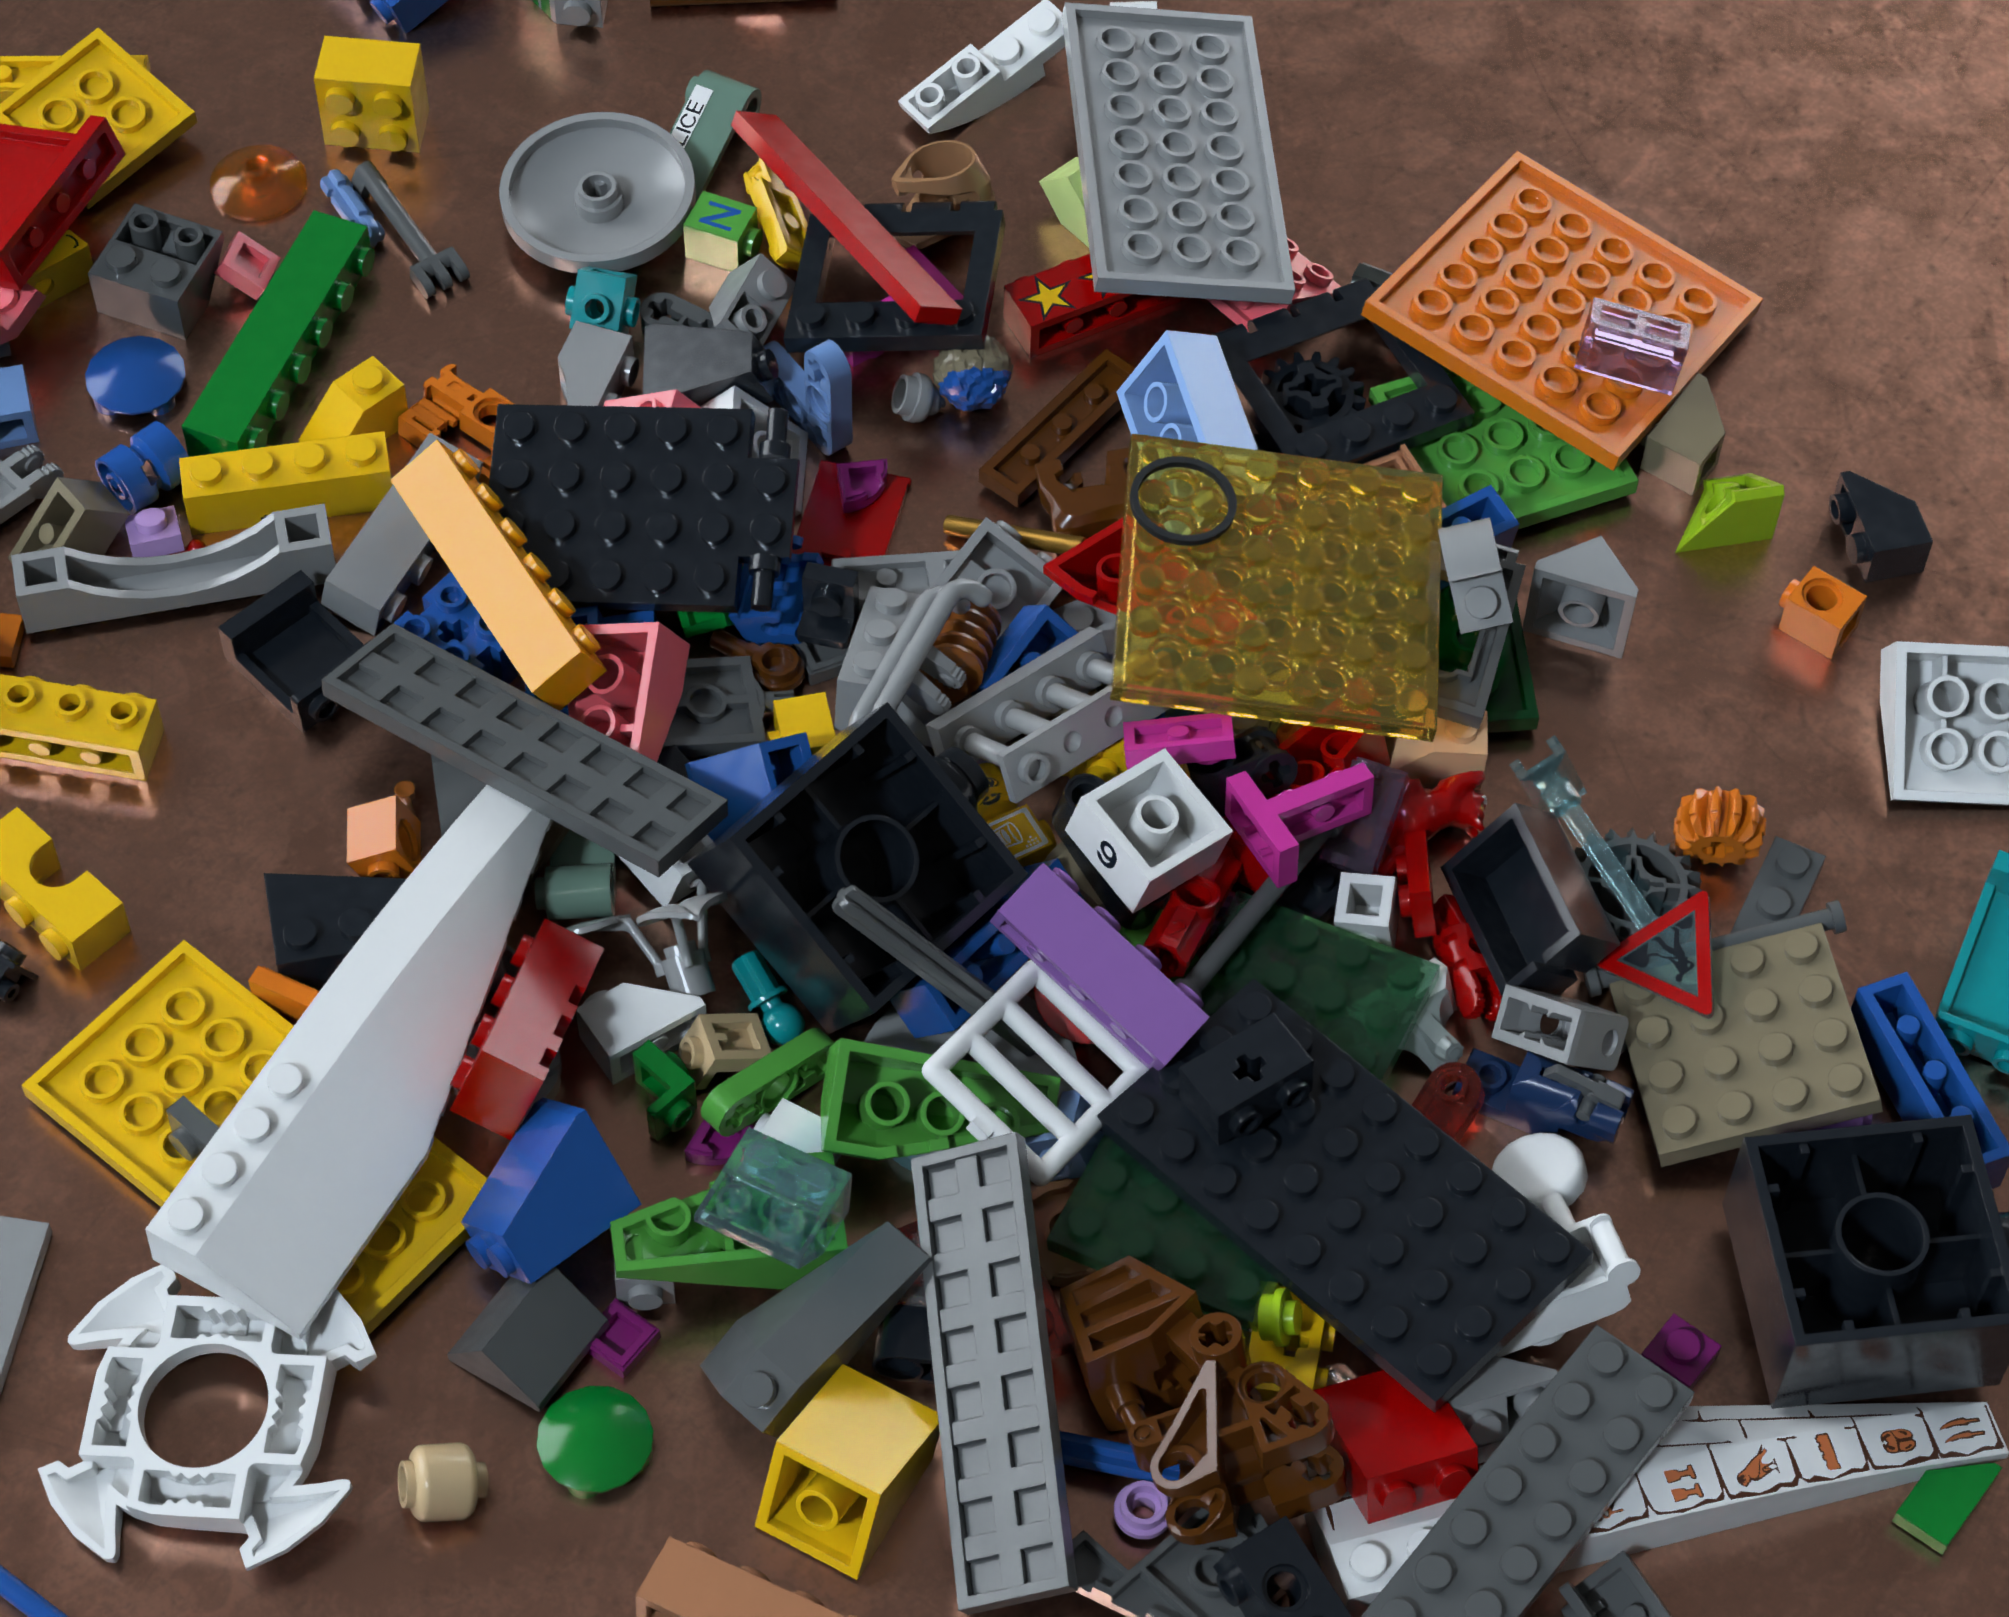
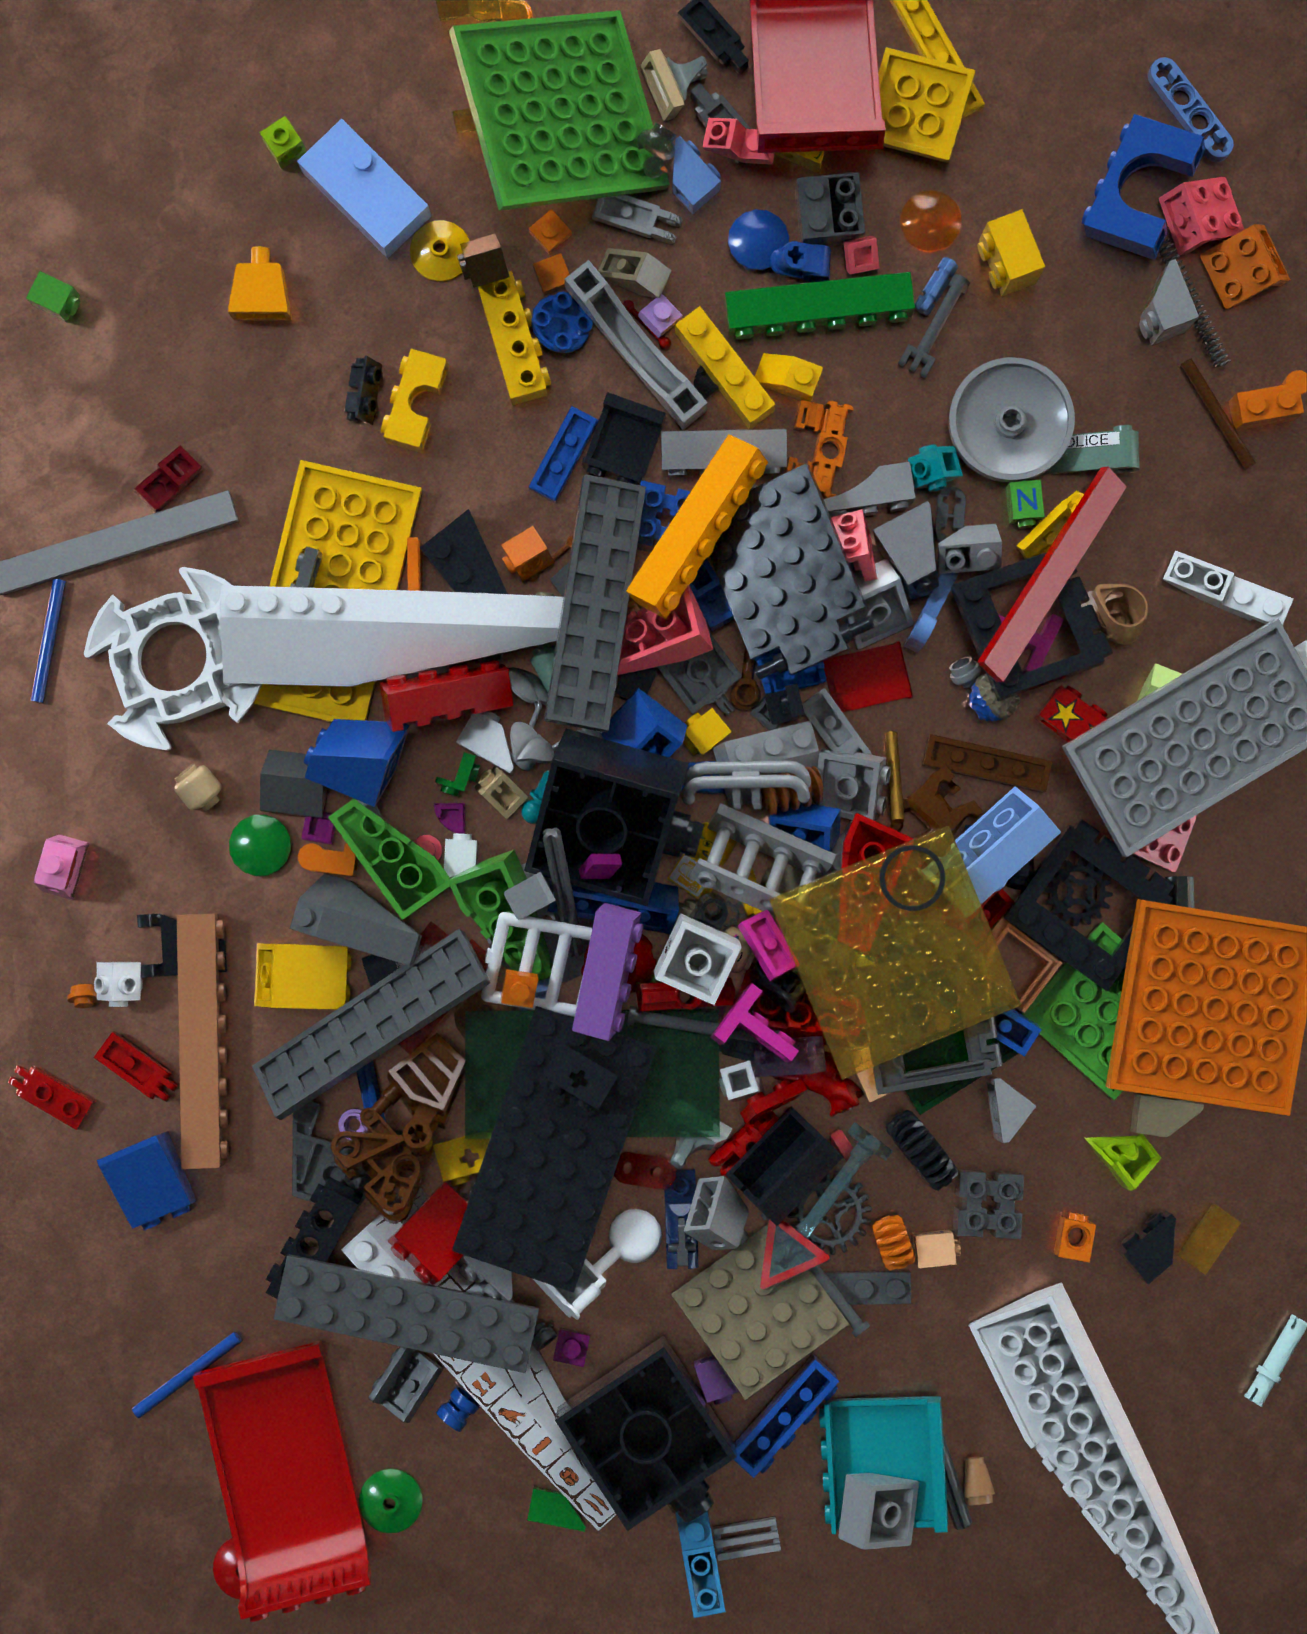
camera: 65 degrees right, 30 degrees up
(73, 653) = (560, 323): none -> blue dish
(142, 469) = (693, 286): blue wheel -> none
(203, 331) = (802, 261): none -> blue piece
(267, 743) = (563, 454): none -> blue tile
(675, 1352) = (317, 859): none -> orange leg
(764, 1083) = (488, 827): bright green beam -> none
(777, 1200) = (390, 877): clear light blue slope -> none
(861, 483) = (890, 673): magenta tile -> none
(919, 1006) = (529, 896): none -> light grey slope
(930, 899) = (600, 866): none -> magenta tile
(1056, 1112) = (519, 988): none -> orange plate
(1279, 1317) = (471, 1149): lime plate -> none
(1475, 575) = (960, 1051): light grey brick -> none
(1599, 721) = (922, 1150): none -> black gear
(1633, 346) = (1191, 1064): hinge -> none
(1708, 1563) = (458, 1409): none -> blue wheel
(1717, 690) = (1002, 1218): none -> dark grey brick
(1759, 773) = (935, 1248): none -> light nougat brick
(1898, 459) = (1209, 1238): none -> clear yellow plate

